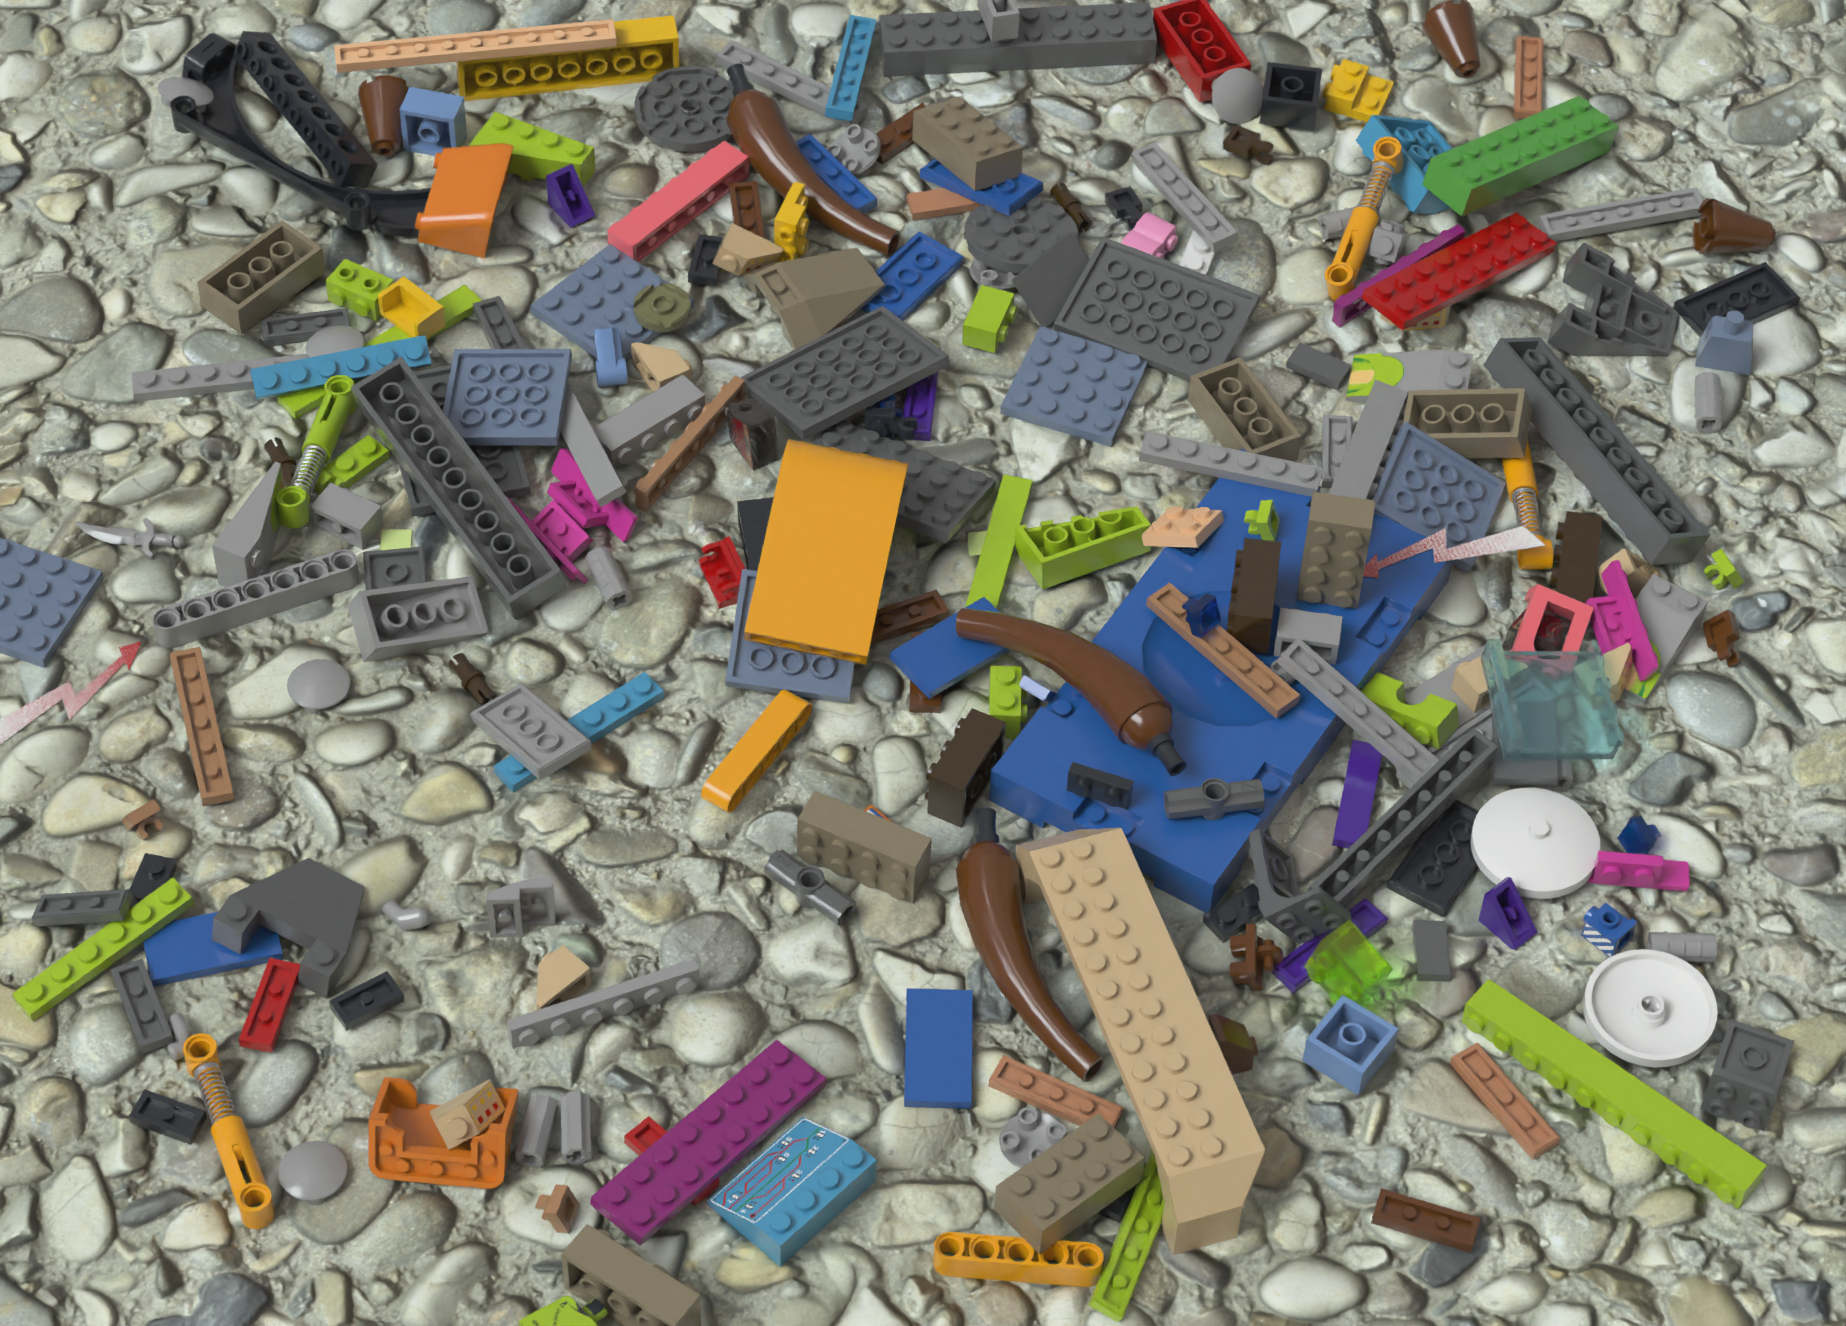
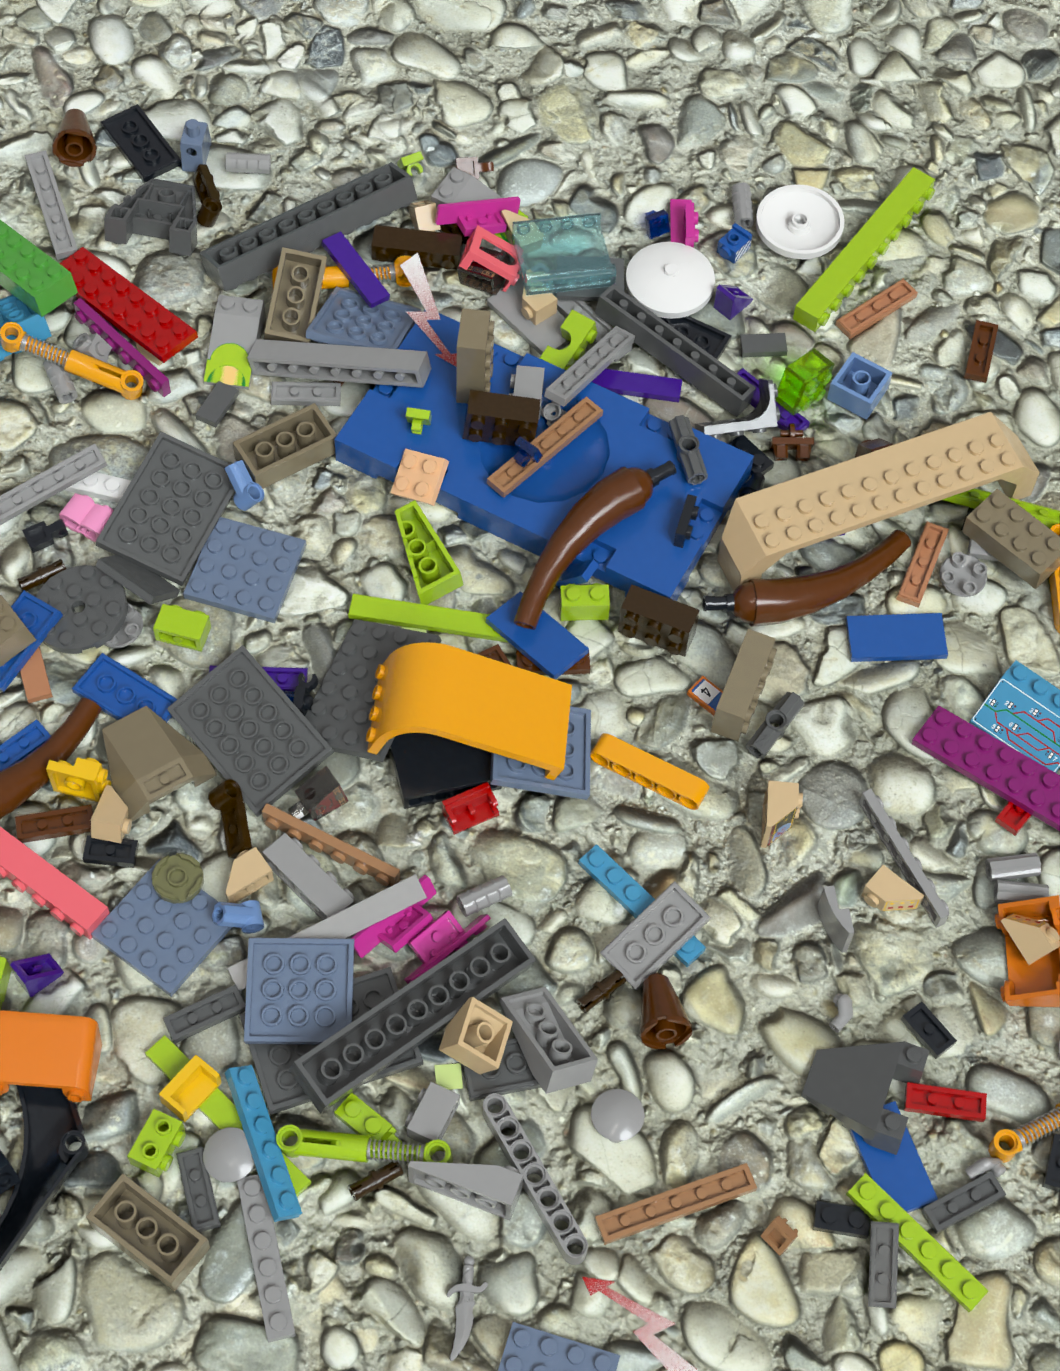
camera: 95 degrees left, 10 degrees up
(418, 537) = (476, 1036): none -> tan slope
(433, 726) = (662, 1014): none -> reddish brown cone
(676, 863) = (780, 807): none -> tan slope
(734, 363) = (229, 800): none -> dark brown plate
(1180, 906) = (754, 484): none -> black cone
(1191, 366) = (247, 492): none -> medium blue piece
(1230, 464) = (354, 445): light grey plate -> none
(1521, 489) = (355, 269): none -> dark purple tile
(1645, 362) = (208, 196): none -> dark brown plate
(1747, 1075) = (841, 178): dark grey bracket -> none

